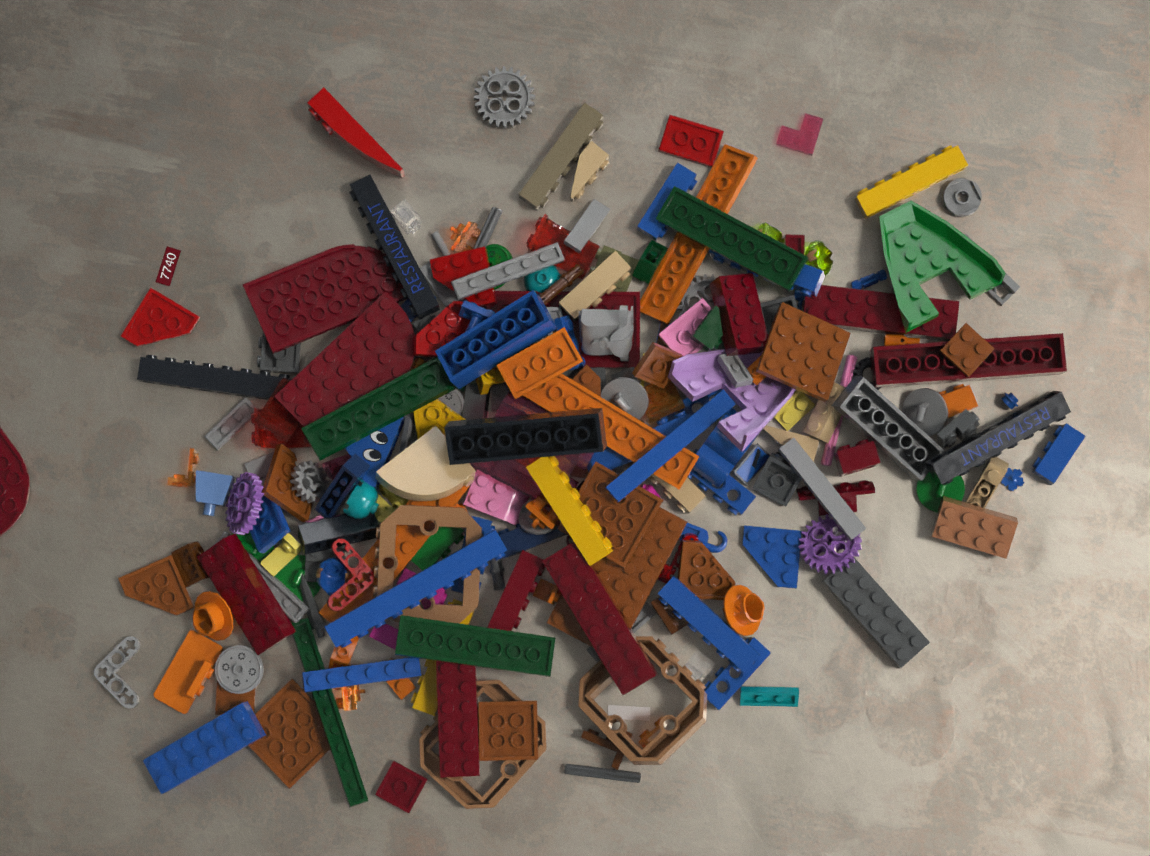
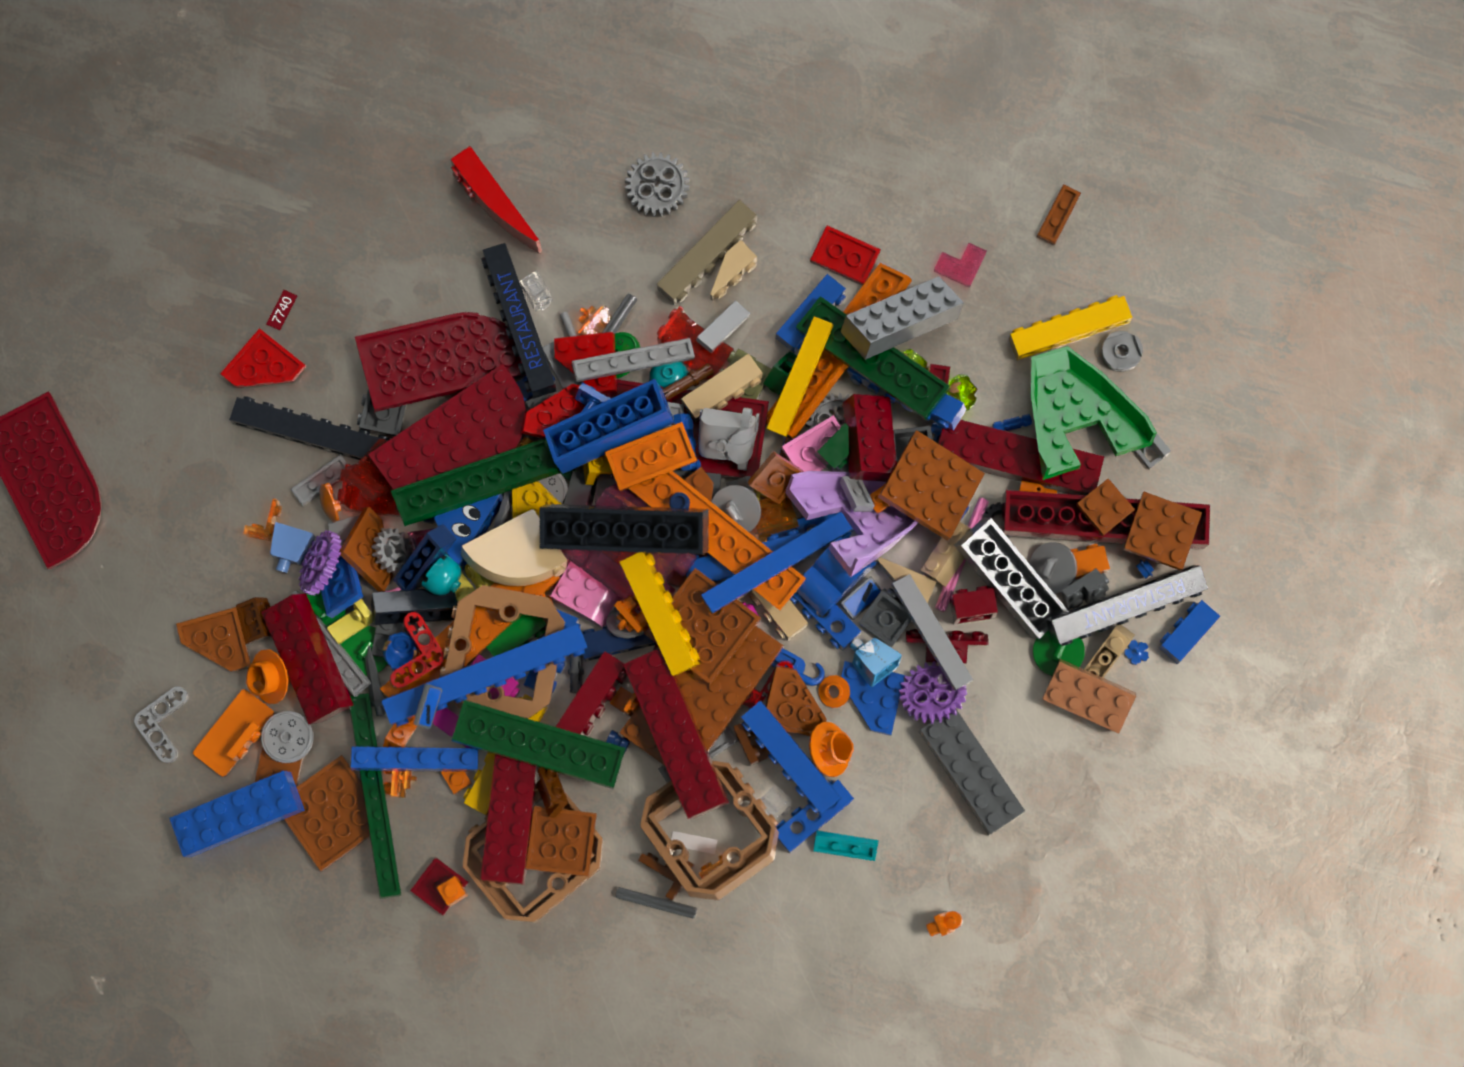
camera: 10 degrees right, 5 degrees down
(242, 446) = (329, 505): none -> orange dish
(368, 626) = (427, 706): none -> slope
(414, 790) = (452, 891): none -> orange brick
(493, 687) = (551, 792): none -> reddish brown bracket
(545, 630) = (616, 739): none -> dark blue wheel
(572, 402) = (679, 500): none -> dark blue plate
(666, 265) = (800, 376): none -> yellow tile
(747, 552) = (844, 691): none -> orange piece
(754, 196) = (901, 317): none -> brick
(772, 521) = (874, 660): none -> dark azure torso
(794, 410) = (913, 546): light yellow bracket -> none
(870, 755) = (945, 923): none -> orange hips
(886, 74) = (1059, 214): none -> dark orange tile
(1022, 364) = (1162, 531): none -> dark orange plate

